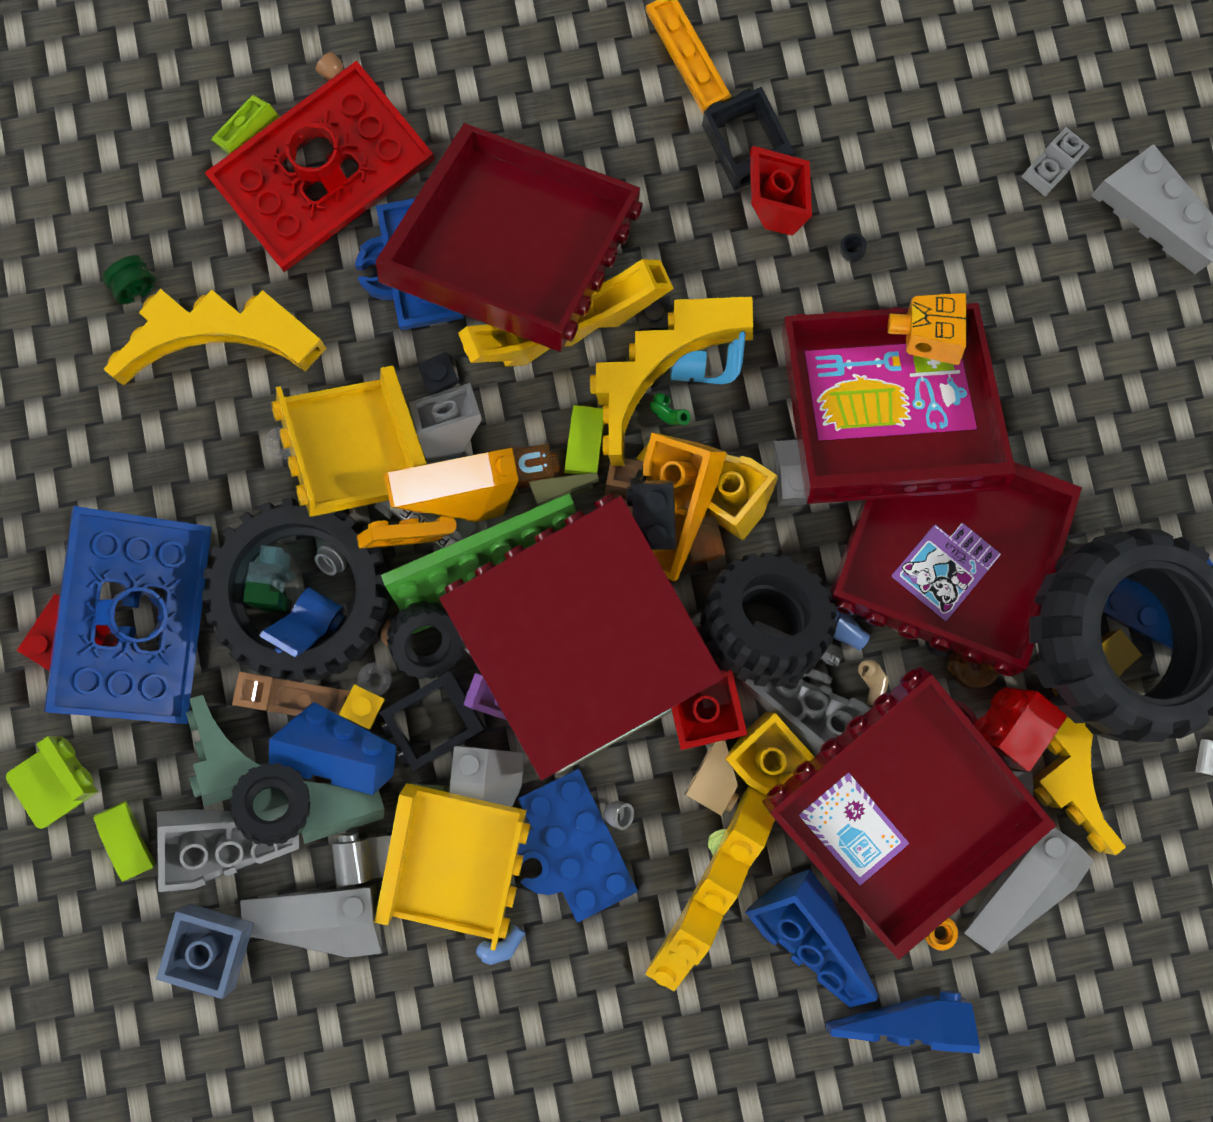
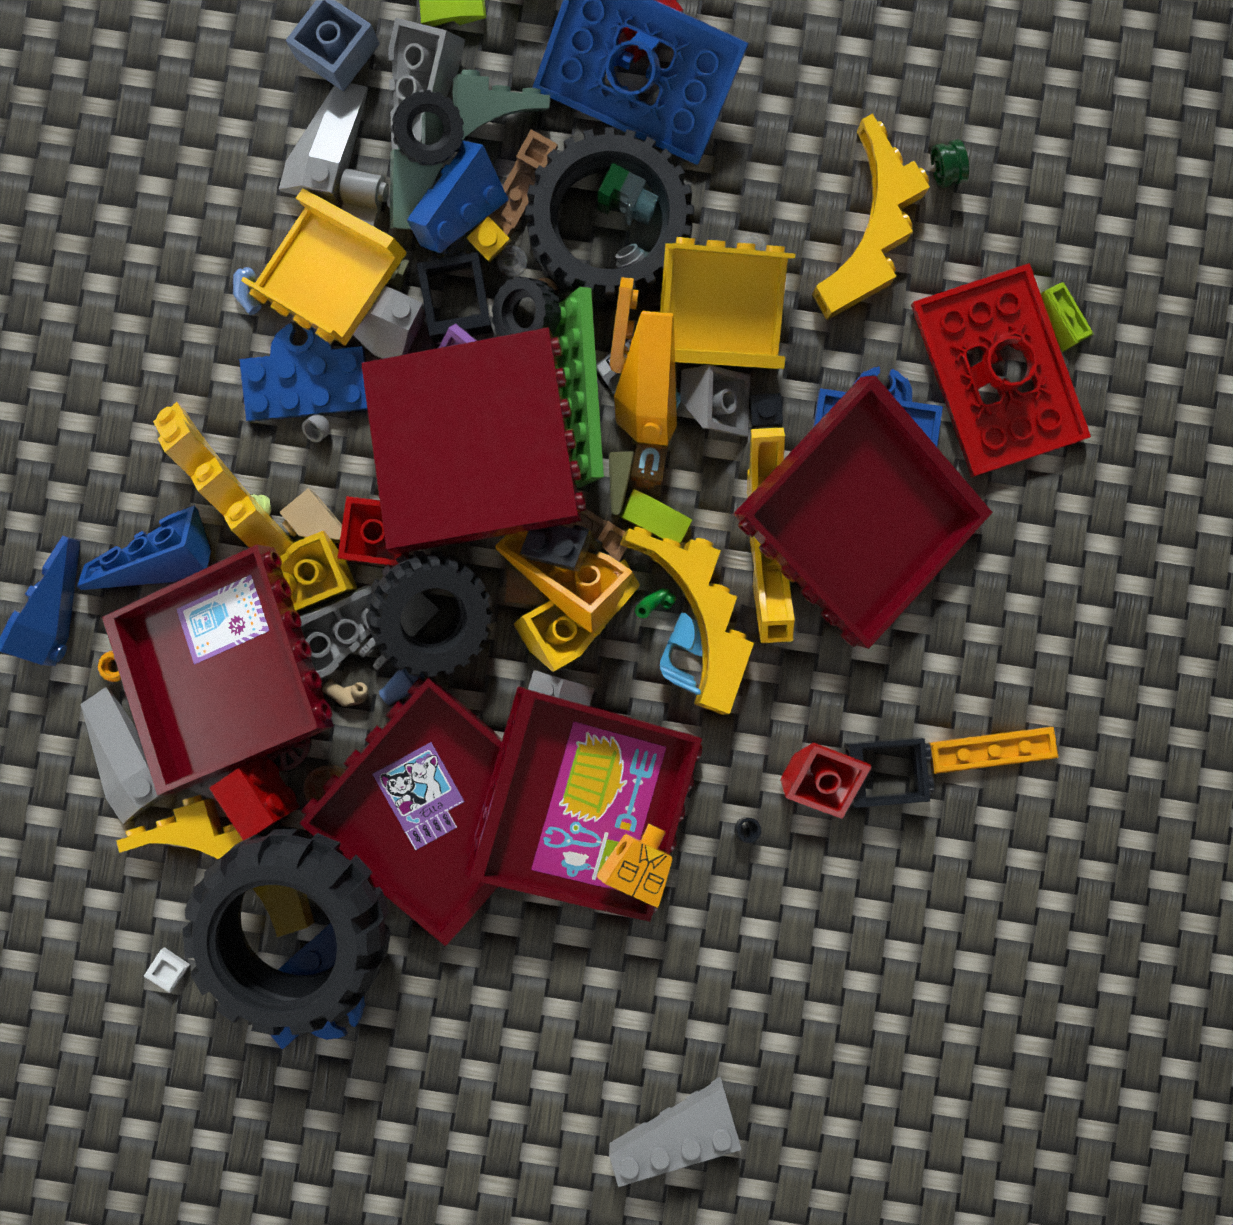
camera: 115 degrees right, 5 degrees up
(309, 622) = (577, 215): blue door -> none
(329, 66) = (1094, 411): medium nougat hinge -> none
(1055, 161) = (763, 1055): light grey slope -> none

